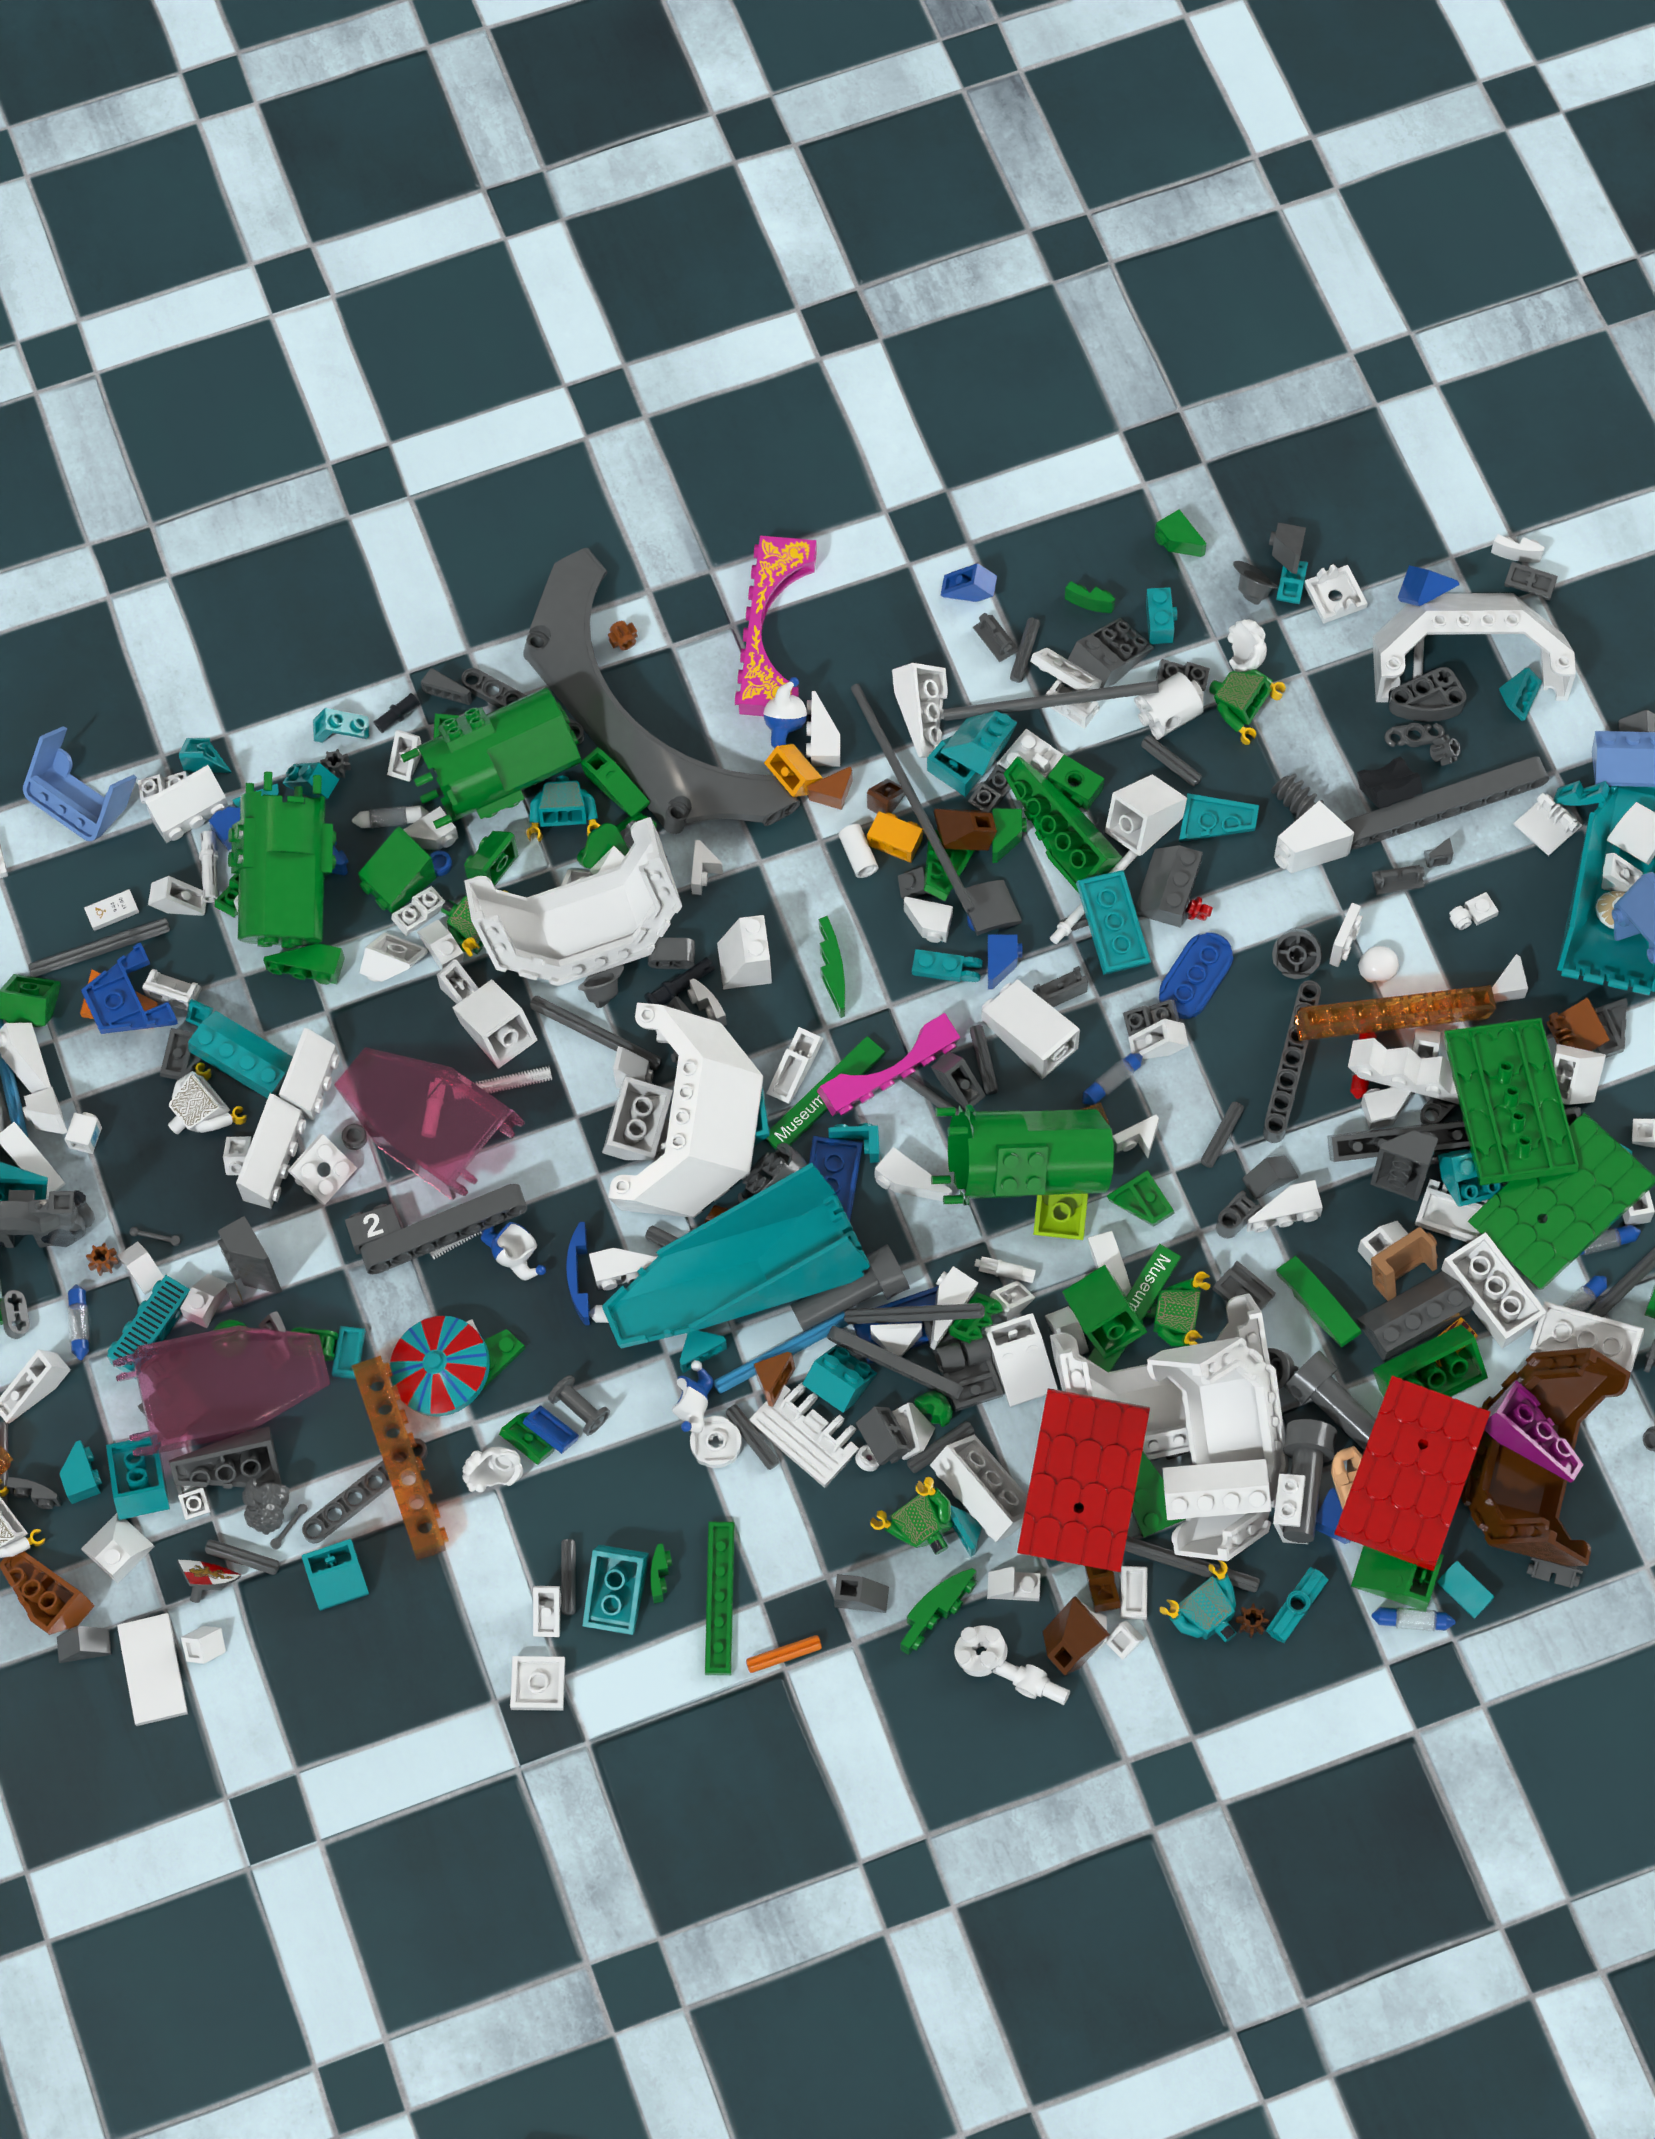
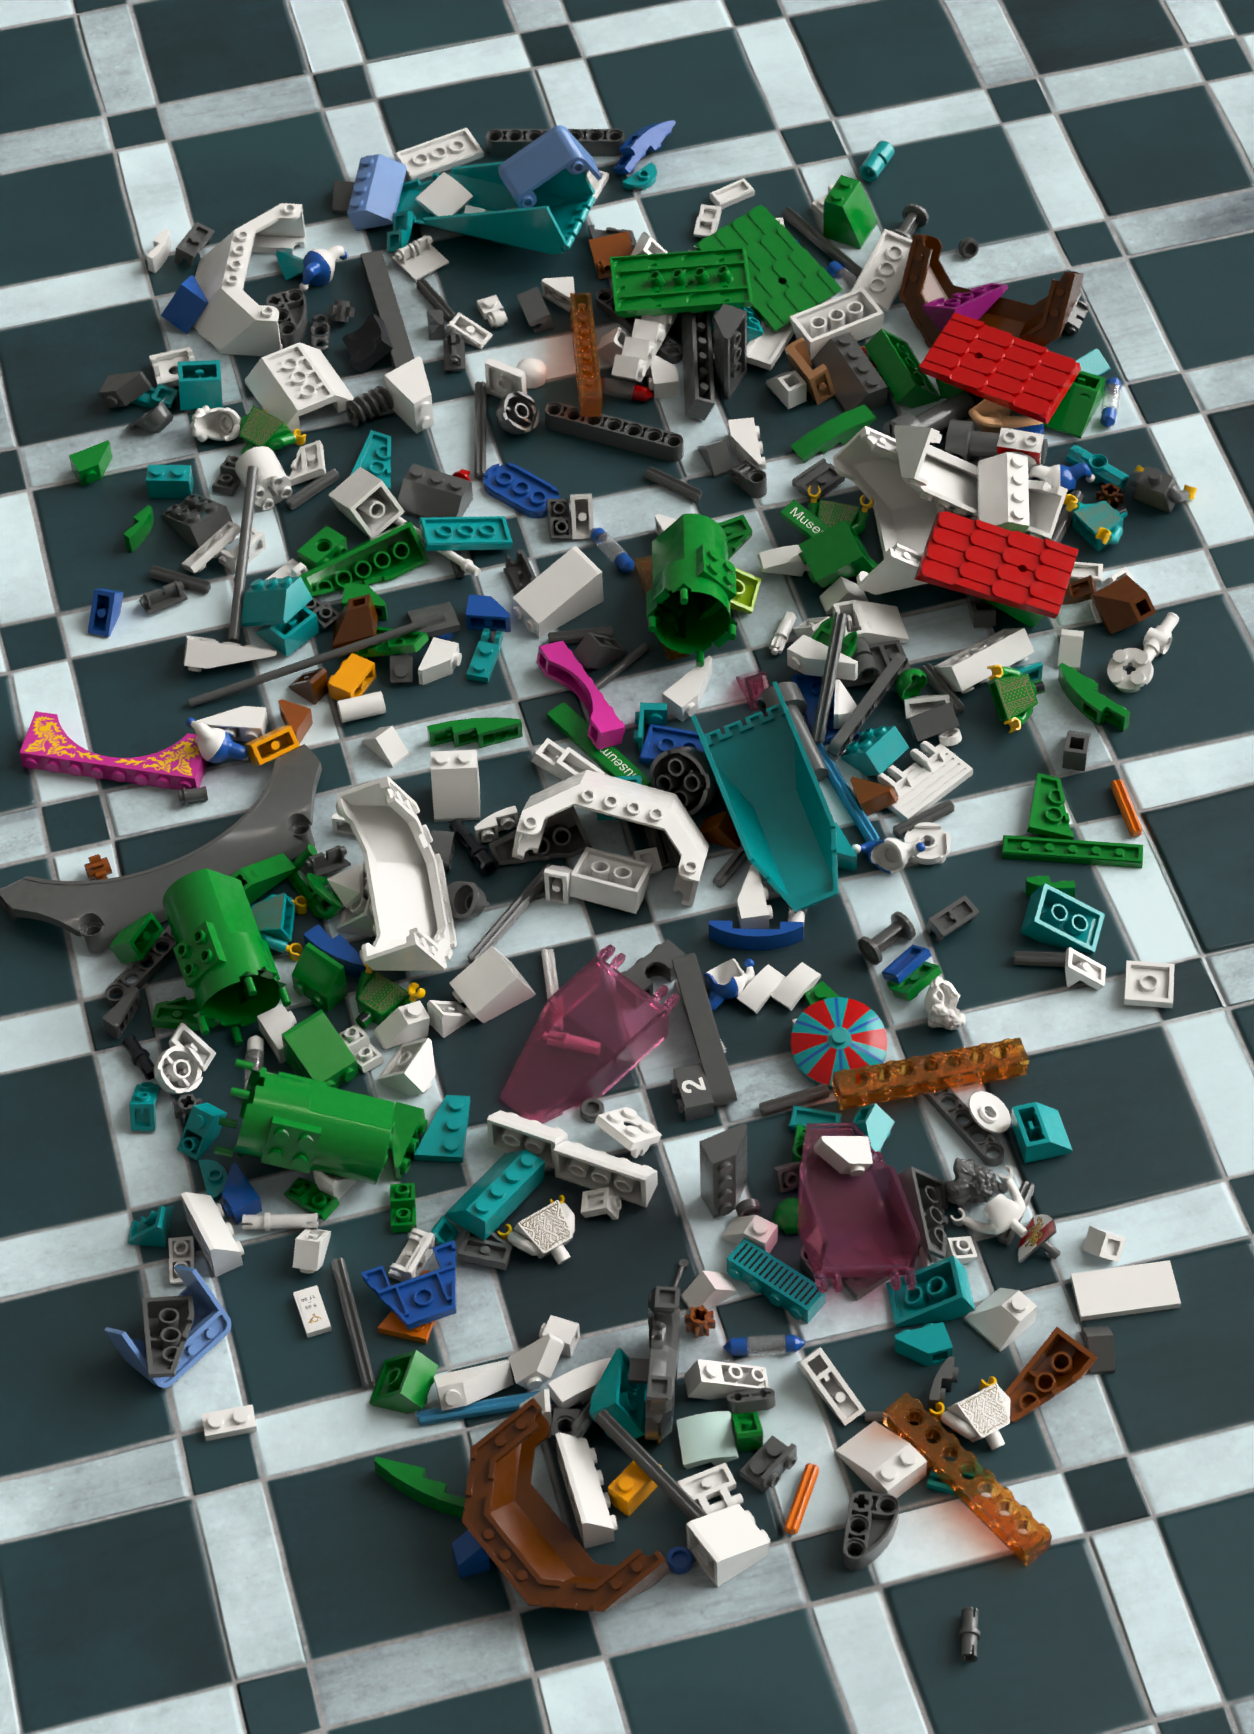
camera: 85 degrees left, 15 degrees down
(37, 1291) = (718, 1379): none -> white slope
(66, 779) = (165, 1332): none -> dark grey wedge
(229, 1538) = (1000, 1211): none -> white piece
(232, 975) = (403, 1207): none -> green slope
(281, 1376) = (845, 1153): none -> white slope
(323, 1004) = (447, 1132): none -> teal wing
(330, 1404) = (874, 1124): none -> slope
(360, 1534) = (989, 1112): none -> white dish
(370, 746) = (178, 1070): none -> white cylinder
(373, 1328) = (794, 1099): none -> dark grey axle
(507, 1160) = (654, 964): none -> dark grey arch
(509, 1285) = (760, 988): none -> white slope
(514, 1319) = (795, 985): none -> white slope
(528, 679) = (136, 939): none -> green slope
(532, 869) = (337, 949): none -> blue slope
(608, 1471) = (951, 918): none -> dark grey hinge
(728, 707) = (192, 795): none -> dark grey pin
(773, 1568) = (1048, 809): none -> green wing
(811, 883) = (387, 745): none -> white slope
(923, 1246) = (752, 686): none -> clear pink slope
(1206, 750) = (308, 463): none -> white wing
(1263, 1674) = (1158, 488): none -> dark grey torso
(1269, 1560) = (1061, 474): none -> piece
(1279, 921) = (480, 430): none -> dark grey axle
(1303, 621) = (200, 384): none -> teal slope
(1321, 725) = (296, 383): none -> white slope
(1437, 890) = (469, 331): none -> white slope
(1477, 957) = (535, 310): none -> dark grey hinge
(1483, 849) = (435, 299): none -> dark grey axle
(1510, 716) = (320, 266): none -> blue piece

